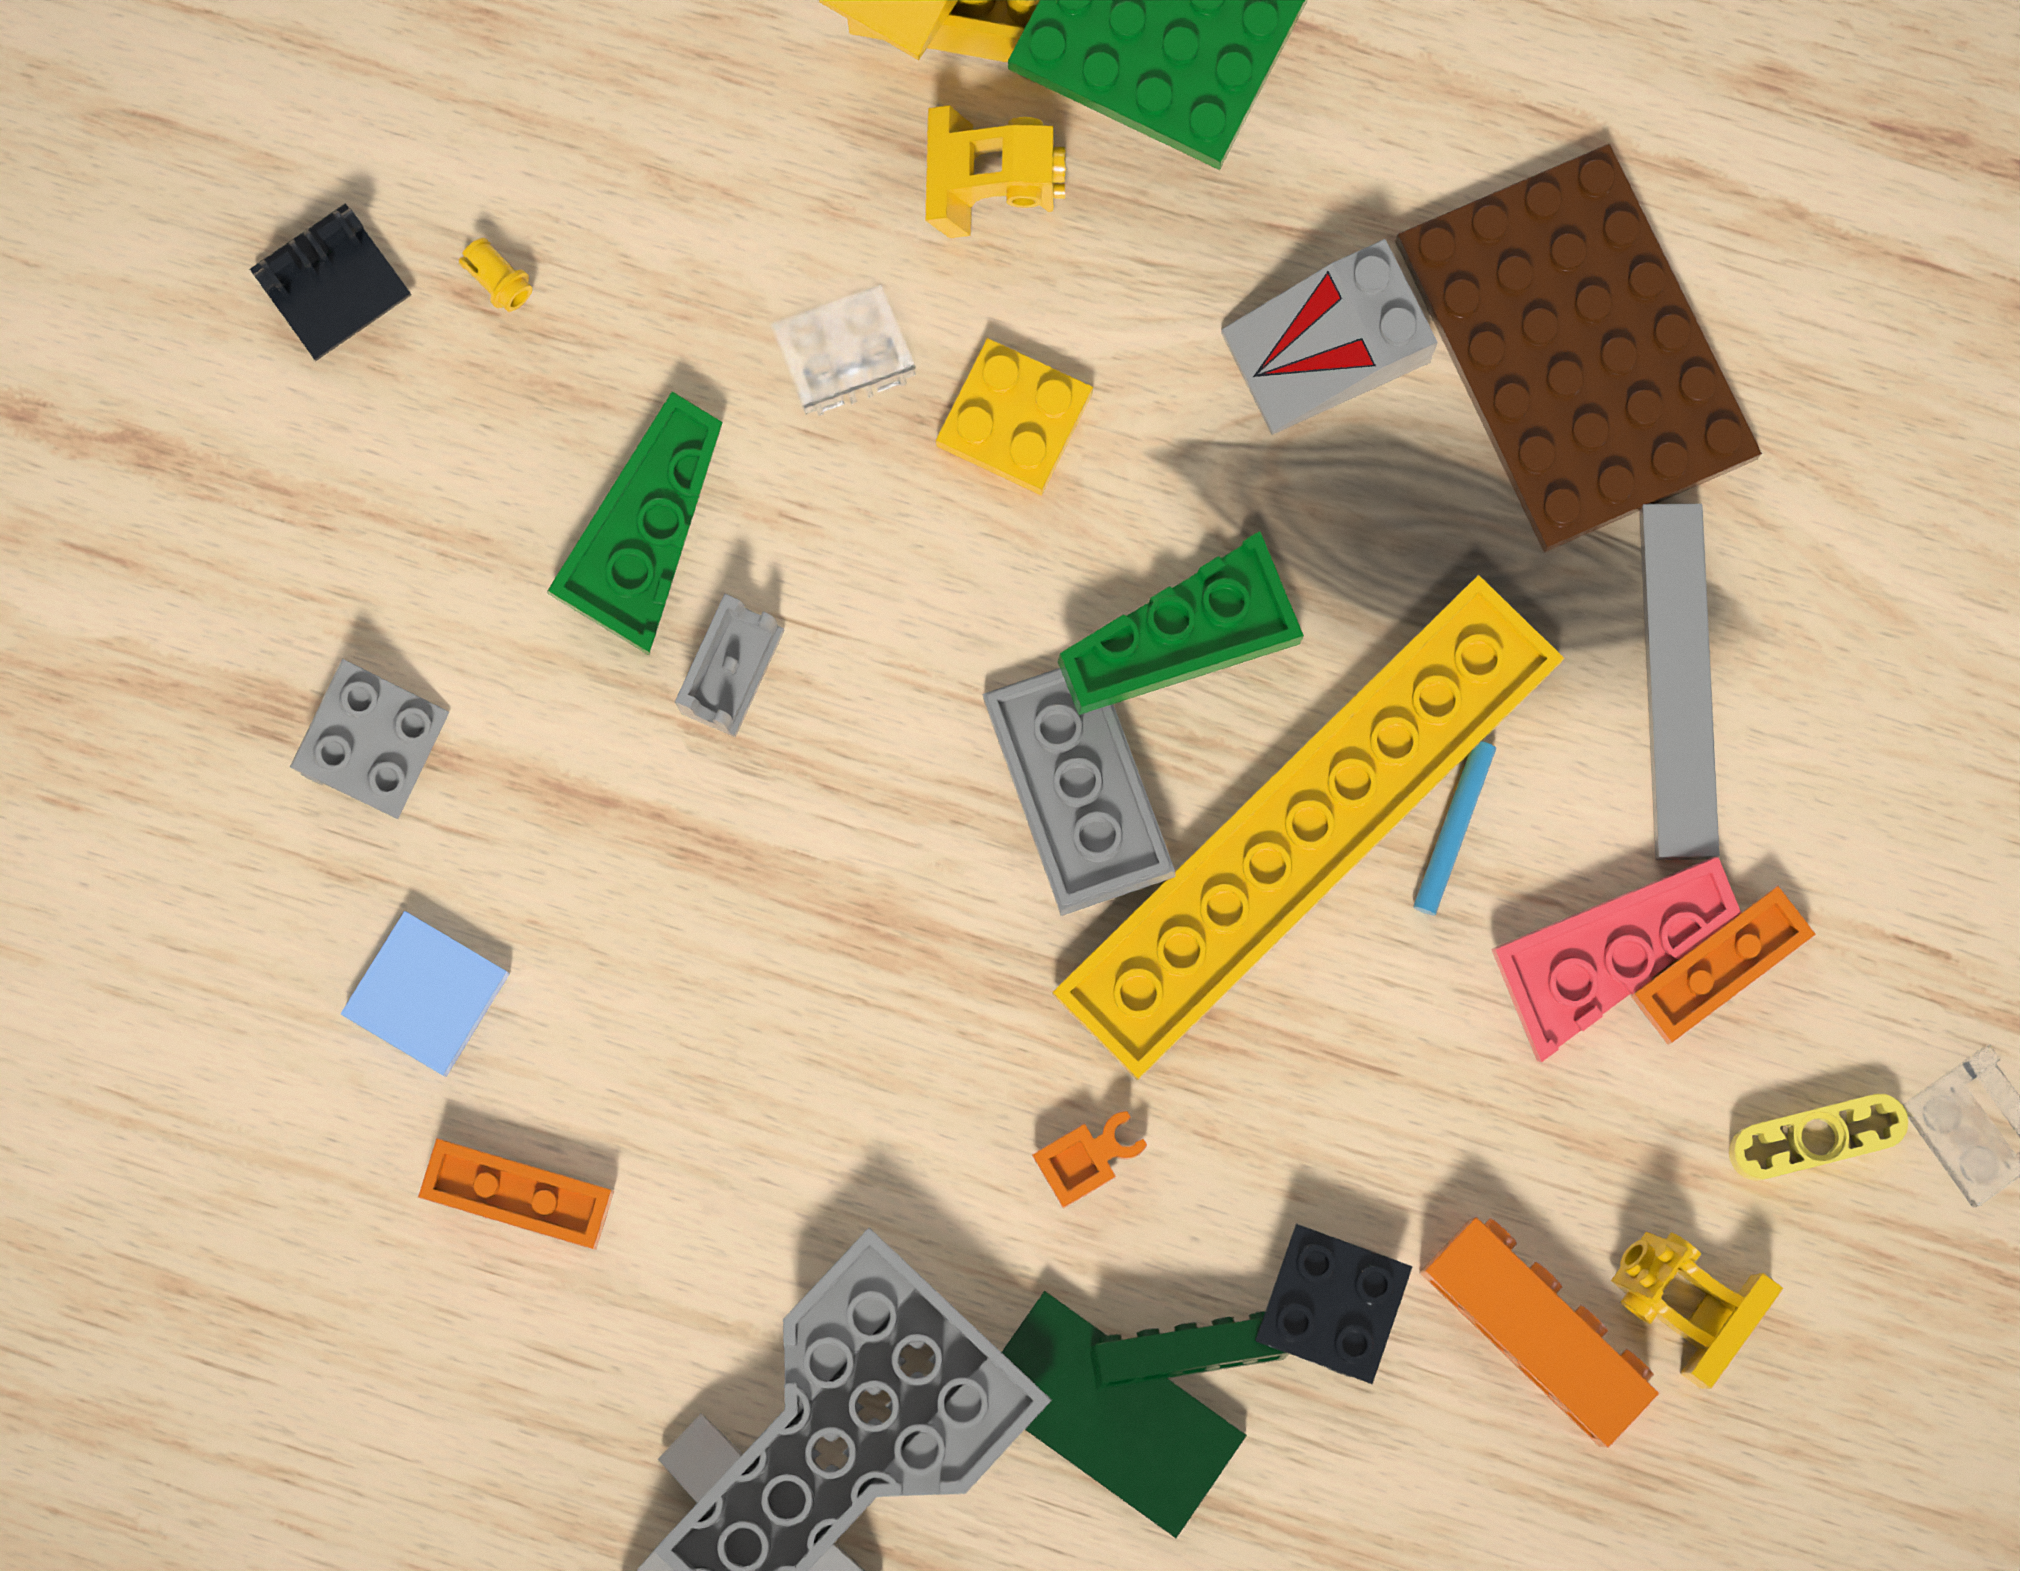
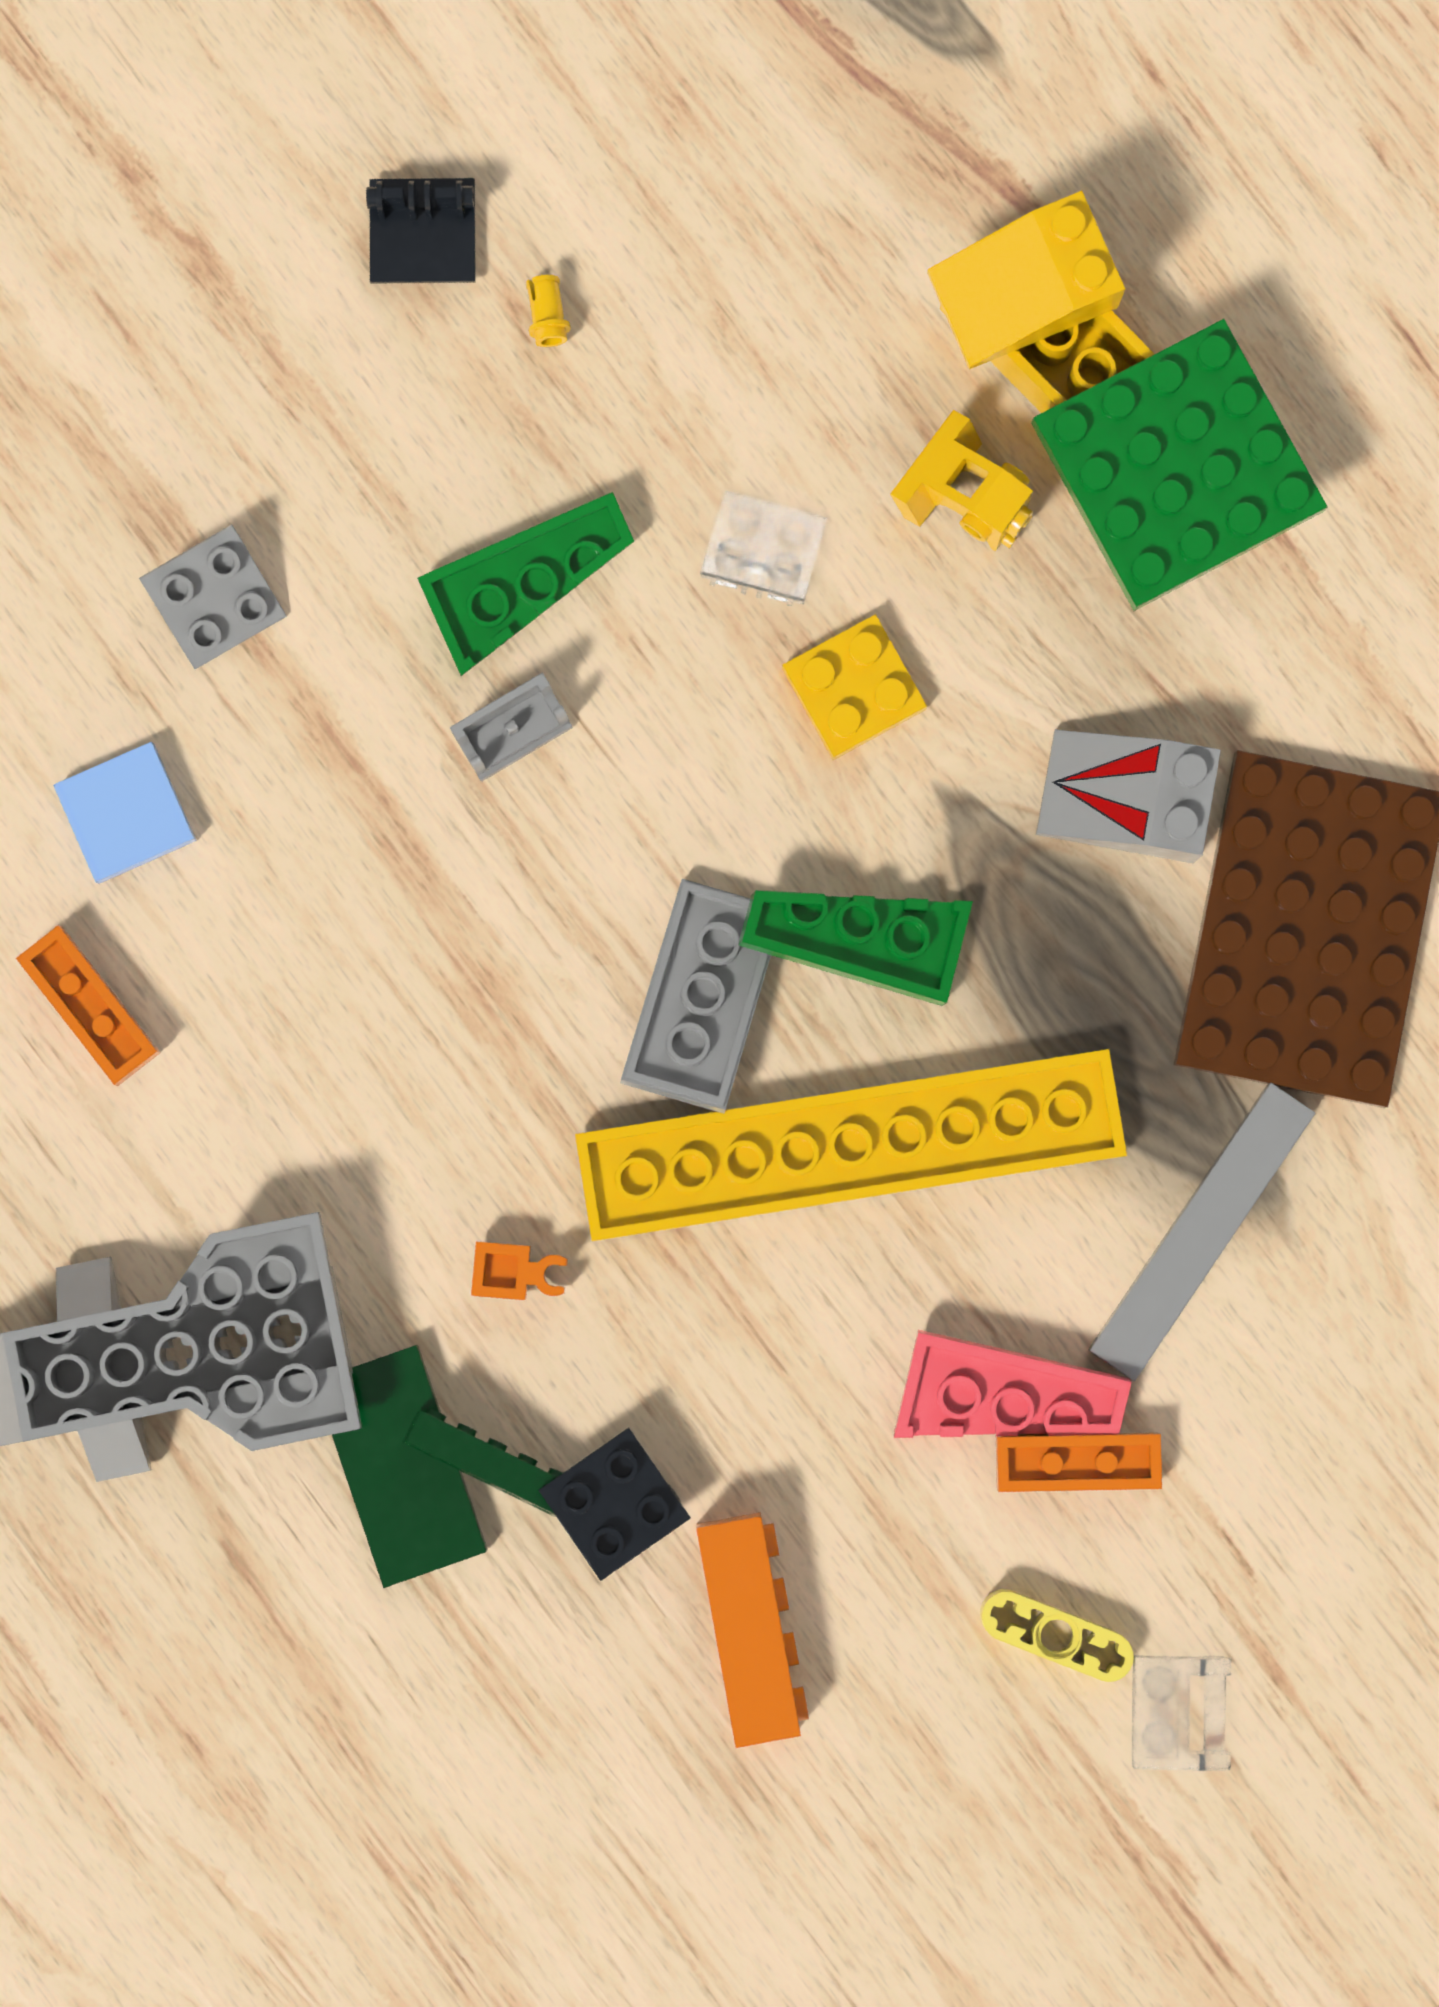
camera: 30 degrees right, 5 degrees up
(1454, 828) = (956, 1222): dark azure bar -> none
(1719, 1321) = (884, 1715): yellow tile -> none

